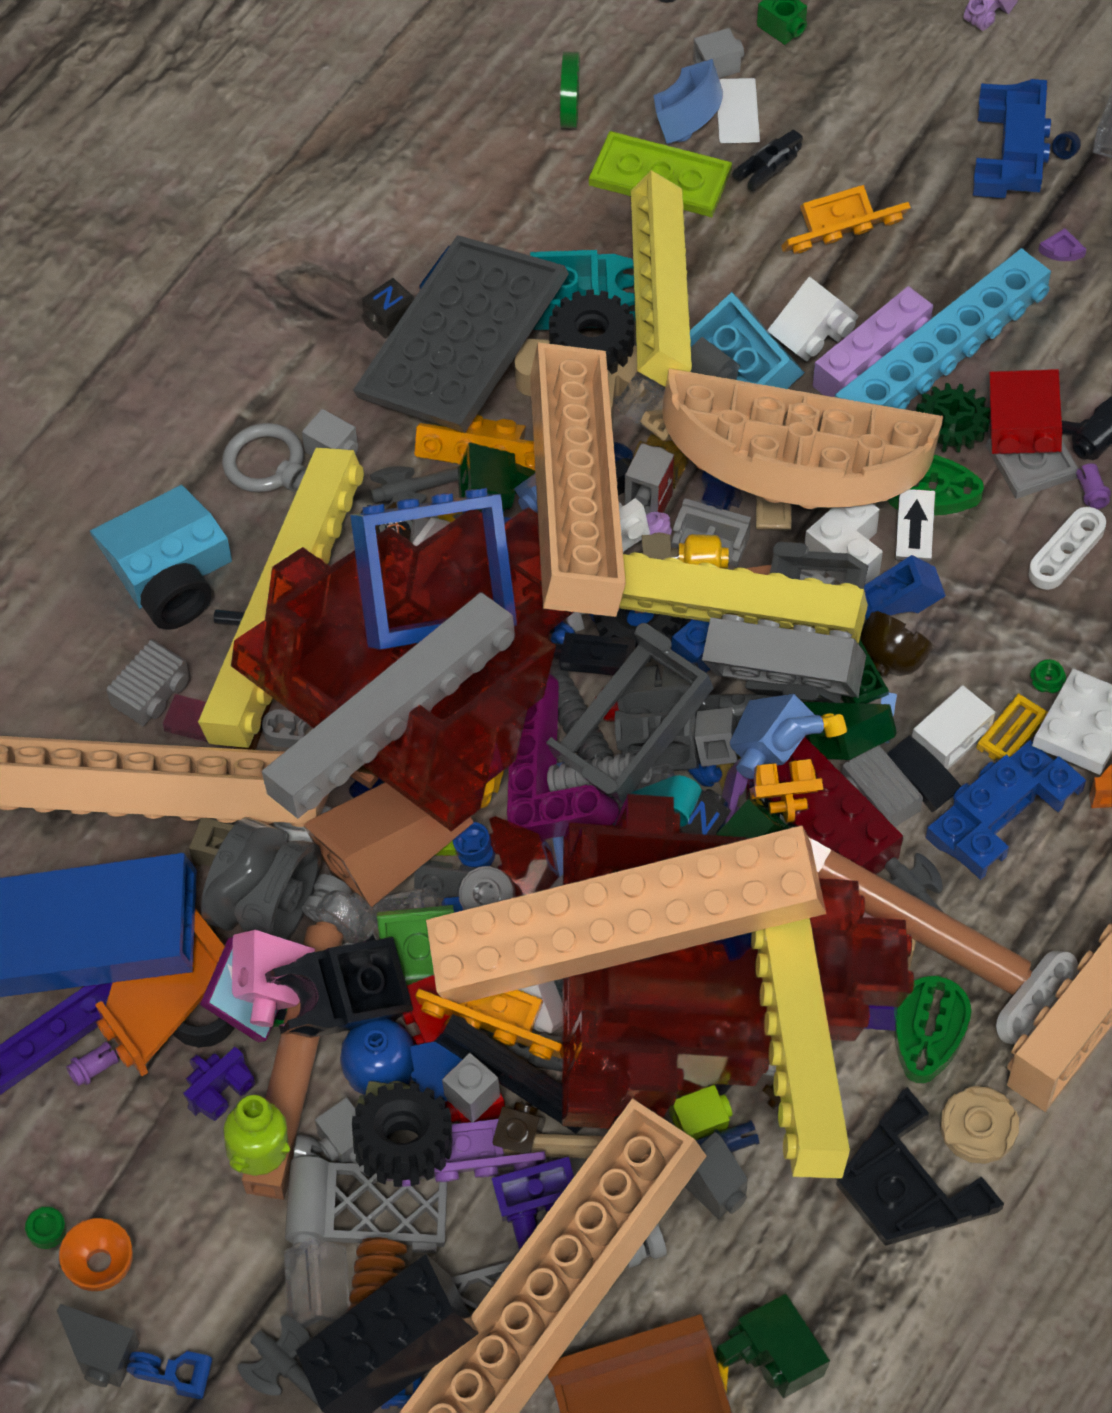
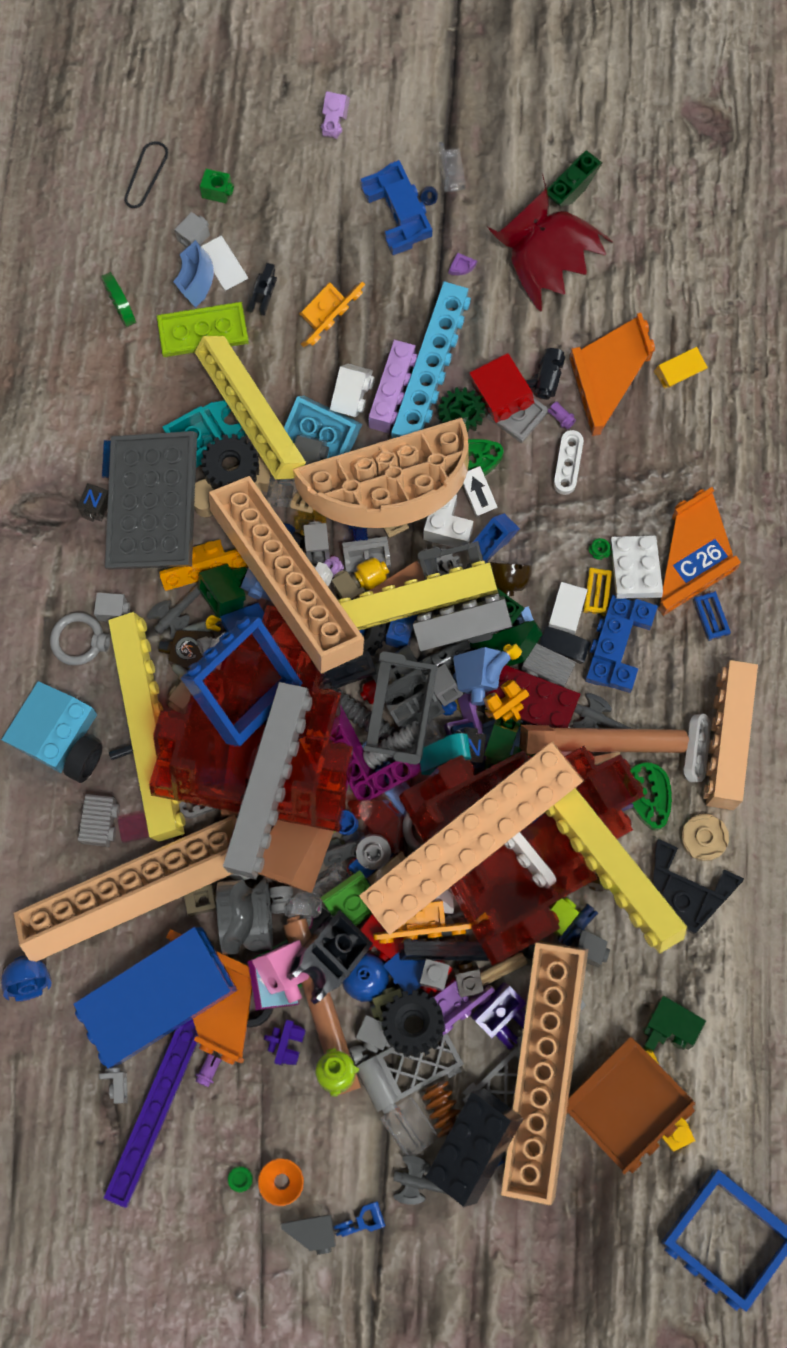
camera: 30 degrees left, 15 degrees up
(694, 995) = (530, 859): none -> white plate

